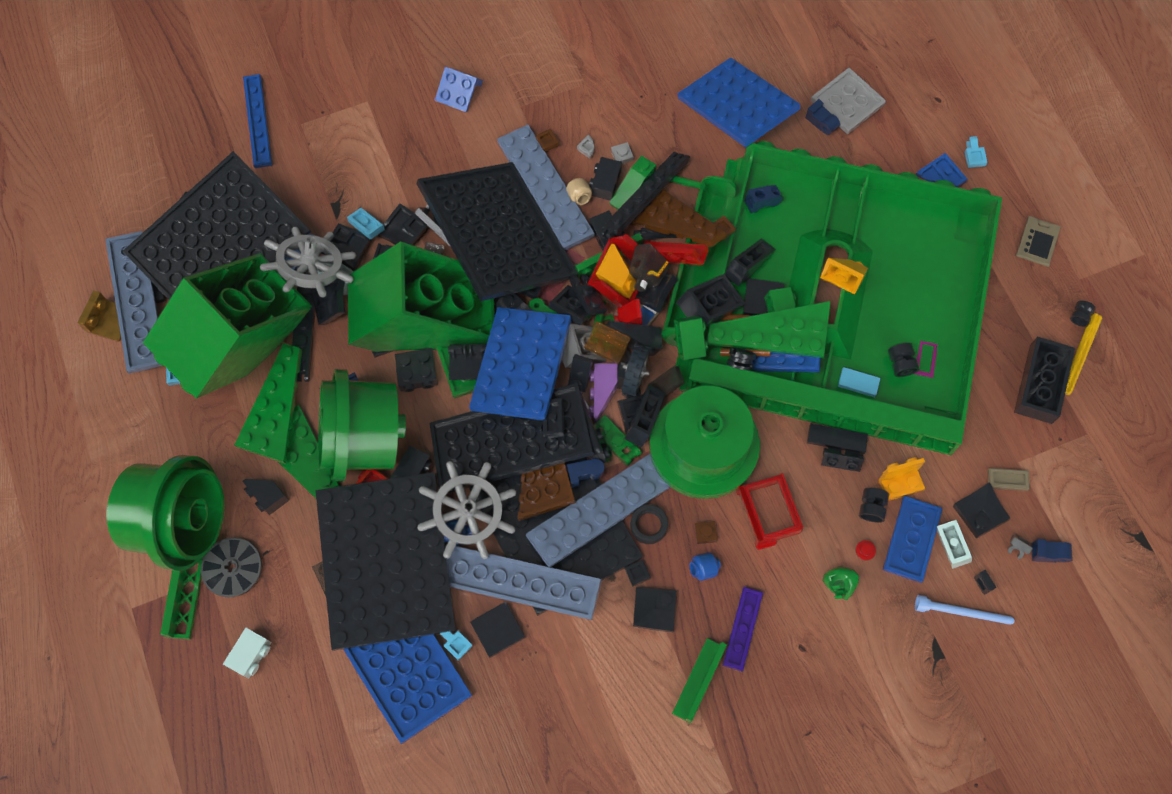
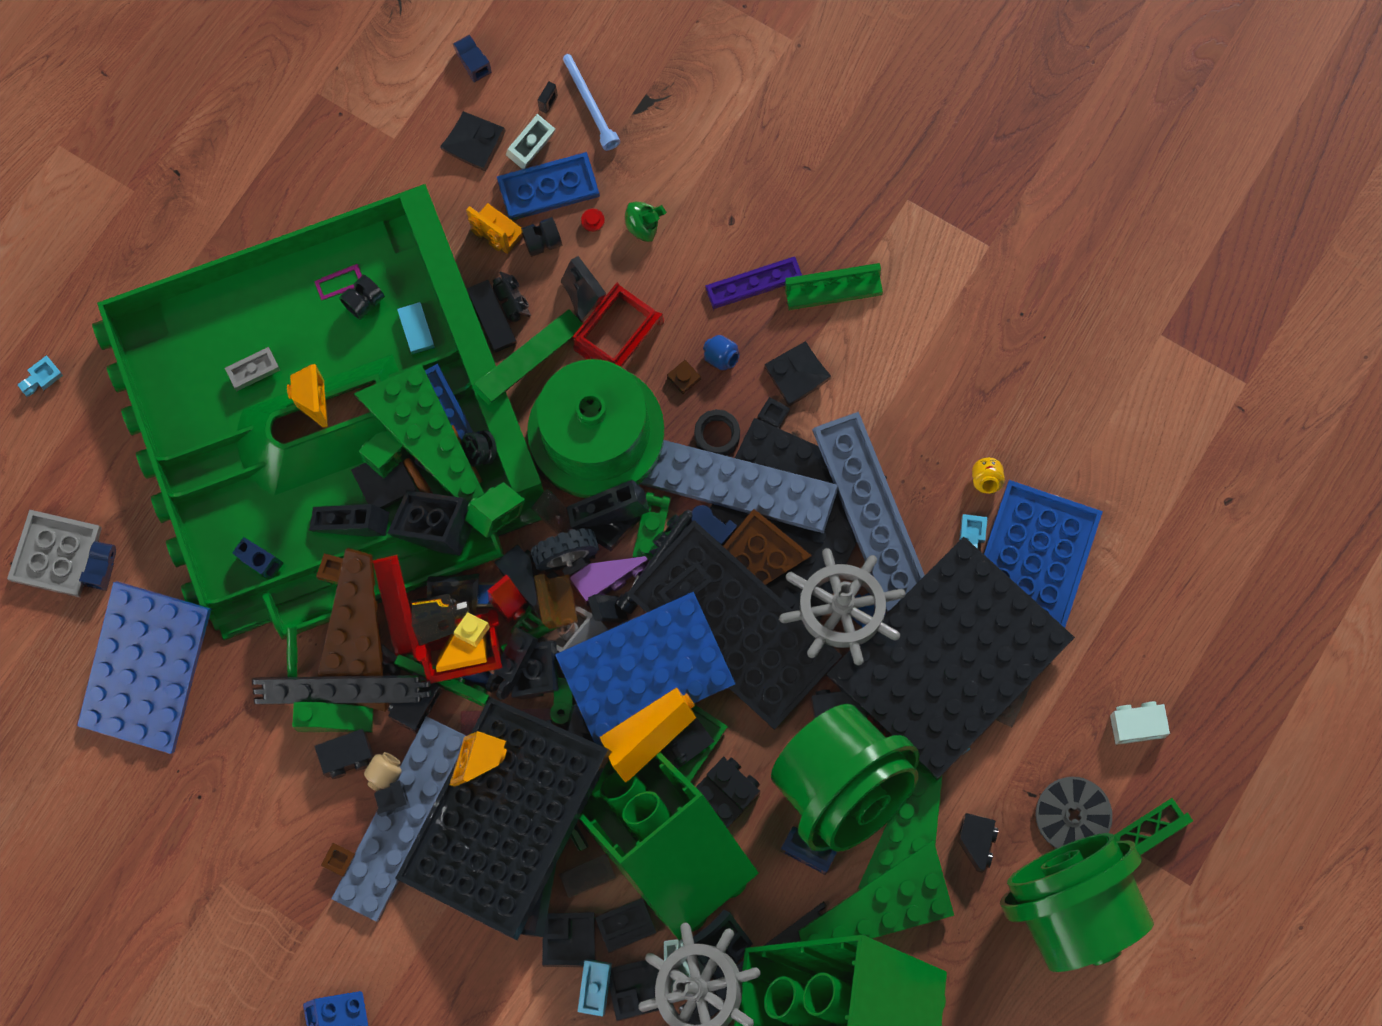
camera: 125 degrees left, 5 degrees up
(478, 330) = (647, 732): none -> light orange slope
(484, 682) = (988, 475): none -> yellow head
(497, 629) = (929, 504): black tile -> none
(541, 236) = (477, 755): none -> light orange slope
(556, 182) = (392, 799): none -> black panel
(586, 147) = (314, 809): light grey tile -> none
(622, 153) = (296, 762): light grey plate -> none
(622, 279) = (471, 629): none -> light yellow plate
(786, 432) = (527, 357): none -> green tile
(806, 502) = (582, 288): none -> black plate
(896, 268) = (252, 369): none -> light grey plate
(942, 169) = (89, 394): blue wing -> none
(1008, 479) = (420, 136): dark tan tile -> none
(1021, 544) = (484, 87): dark grey tile -> none
(1038, 241) = (113, 254): dark tan container -> none
(1044, 380) = (287, 156): black brick -> none
(1082, 314) = (179, 163): black wheel -> none
(1082, 351) = (227, 142): yellow axle -> none

